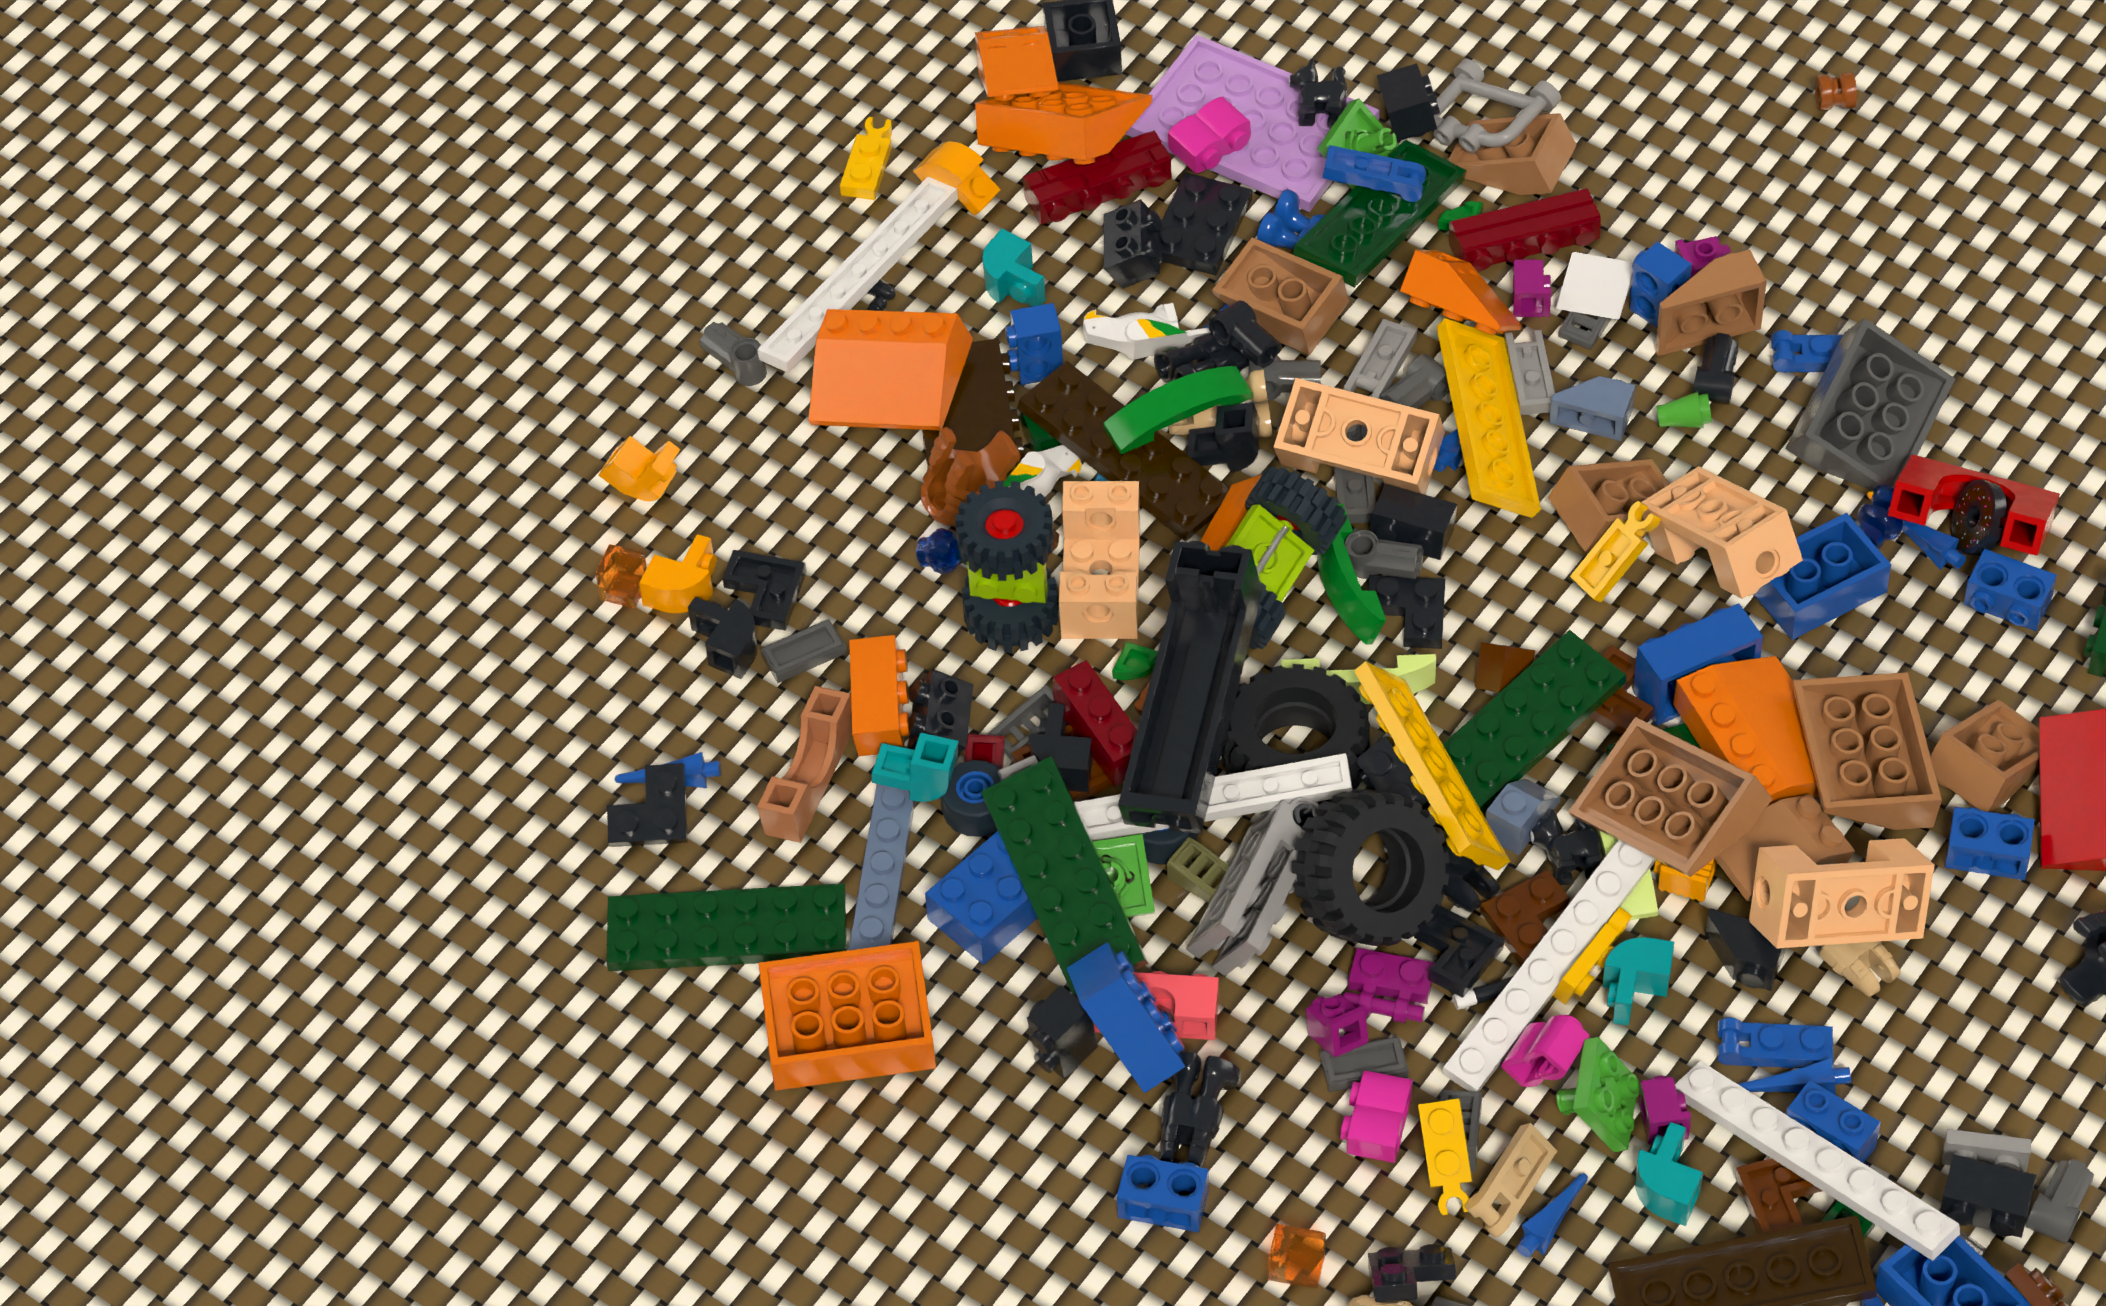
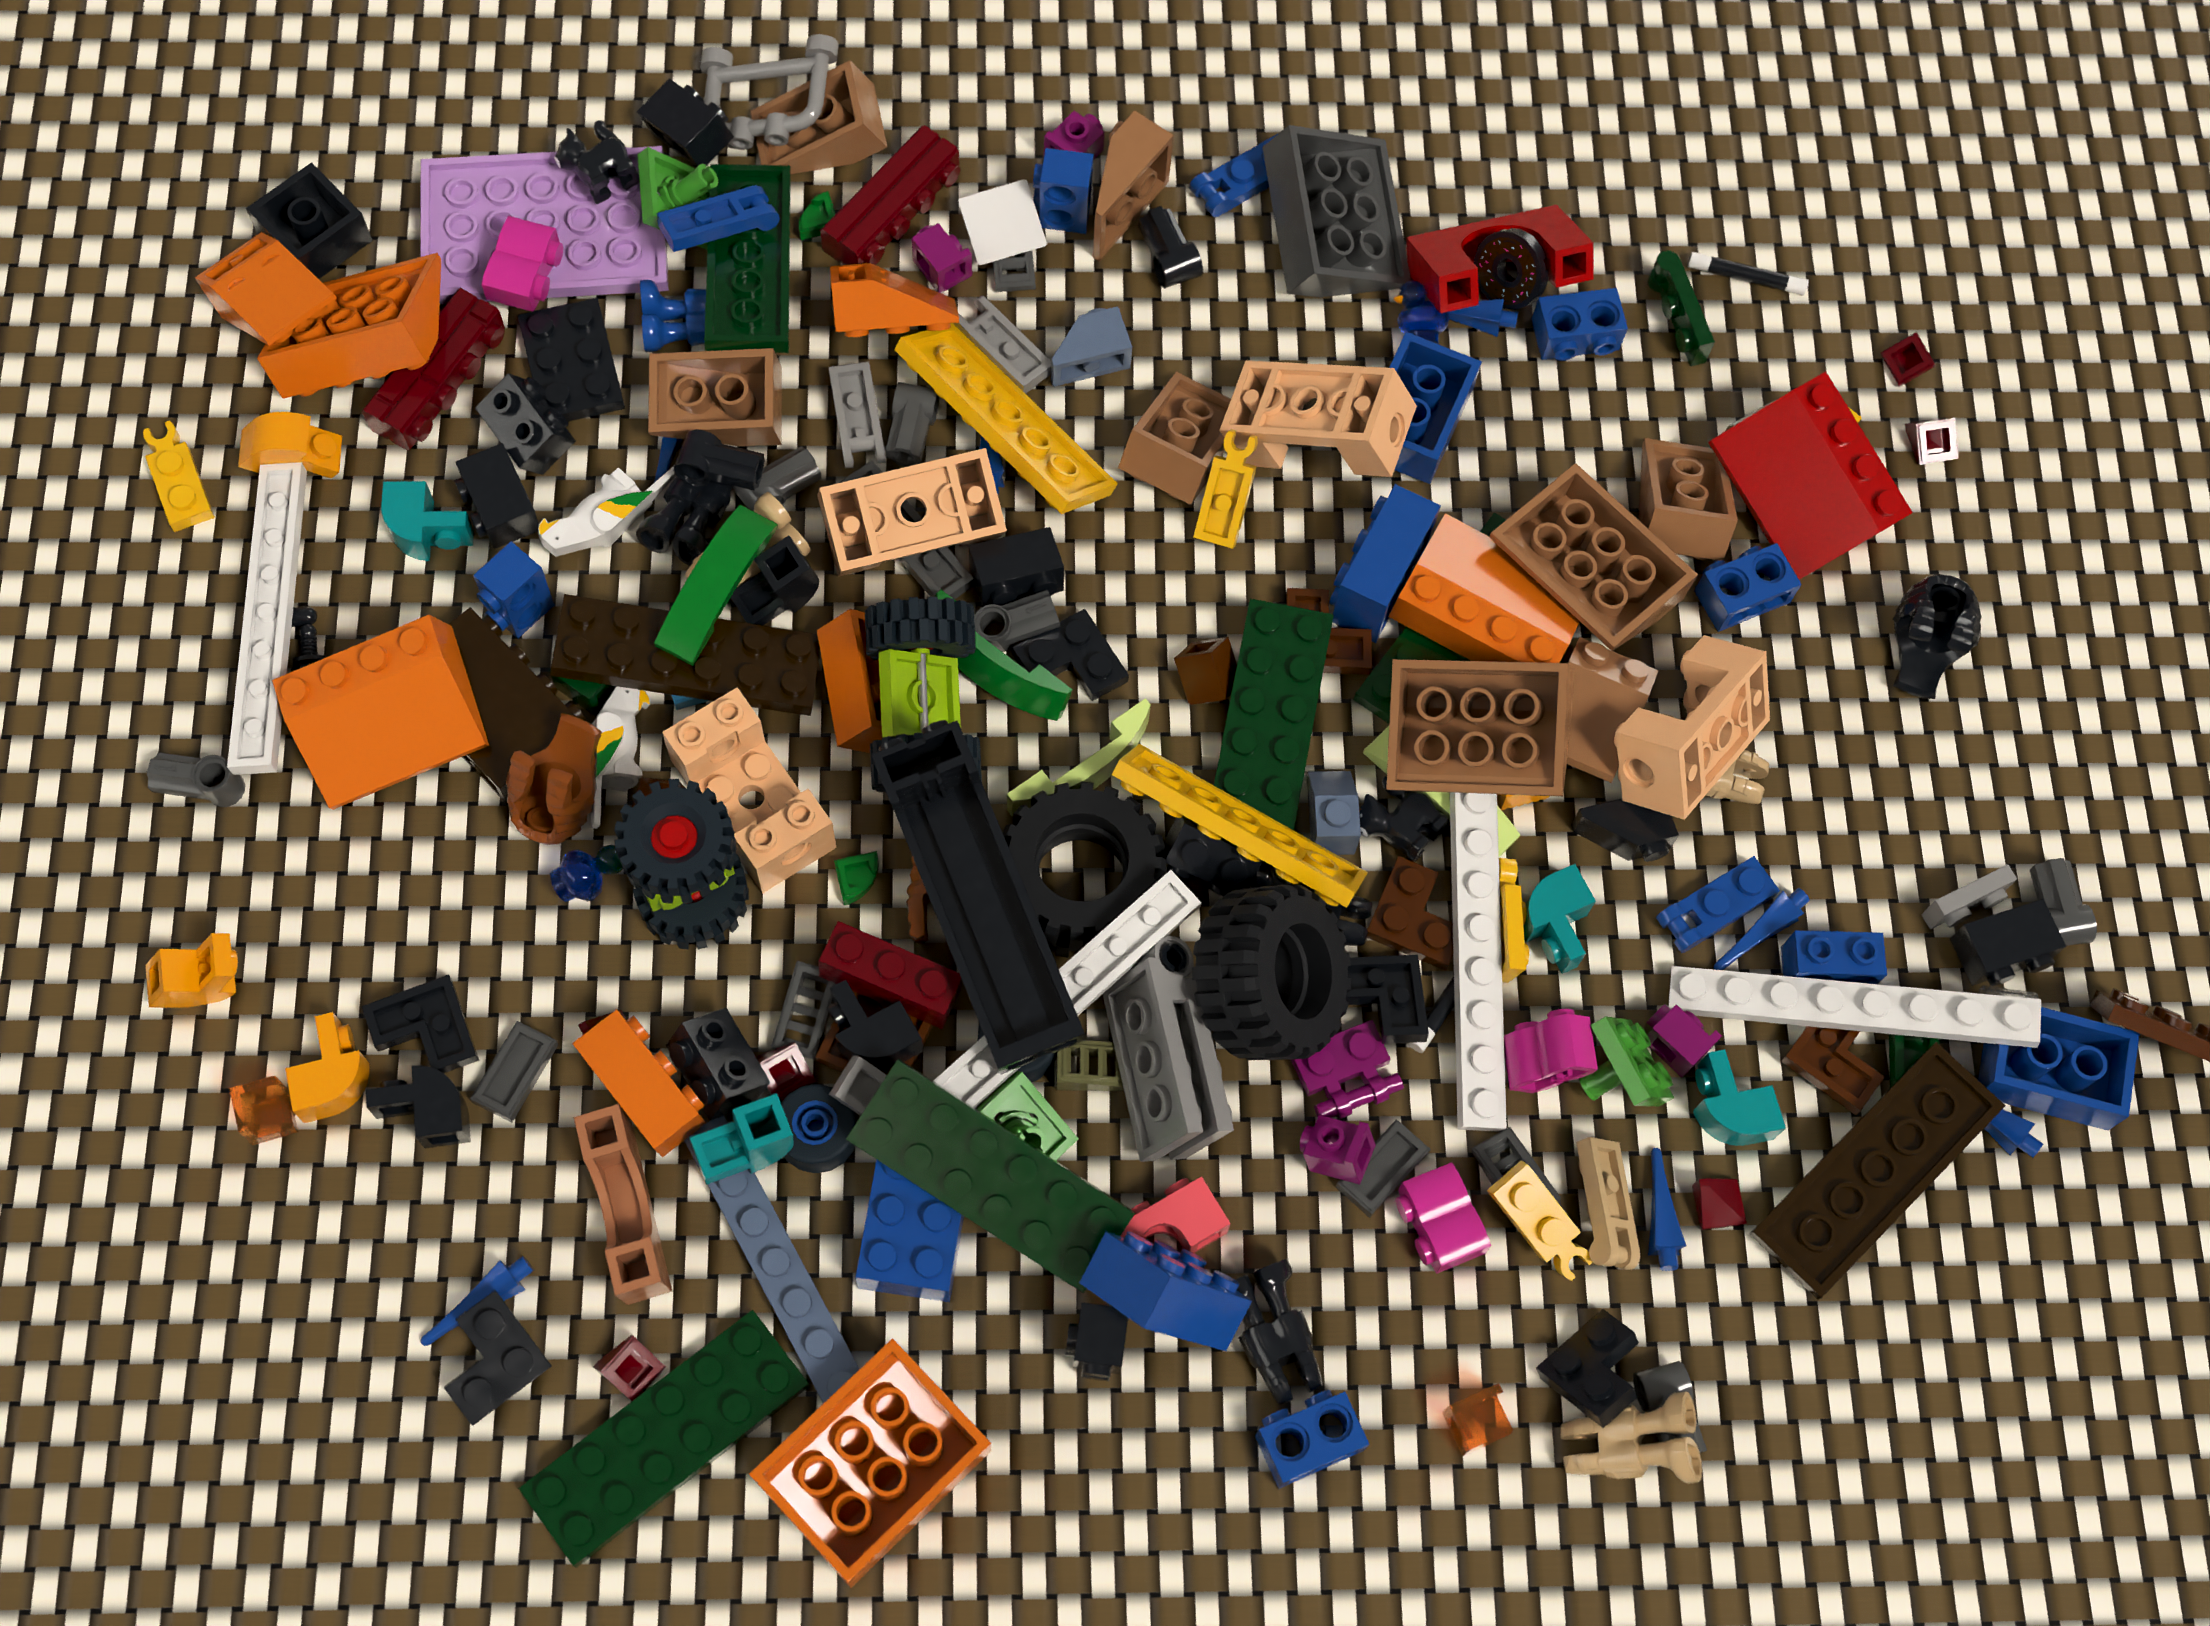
camera: 45 degrees left, 15 degrees up
(737, 870) = (629, 1367): none -> dark red slope
(1074, 278) = (497, 495): none -> black brick
(1602, 1235) = (1718, 1203): none -> dark red slope
(1685, 412) = (1174, 305): bright green cone -> none

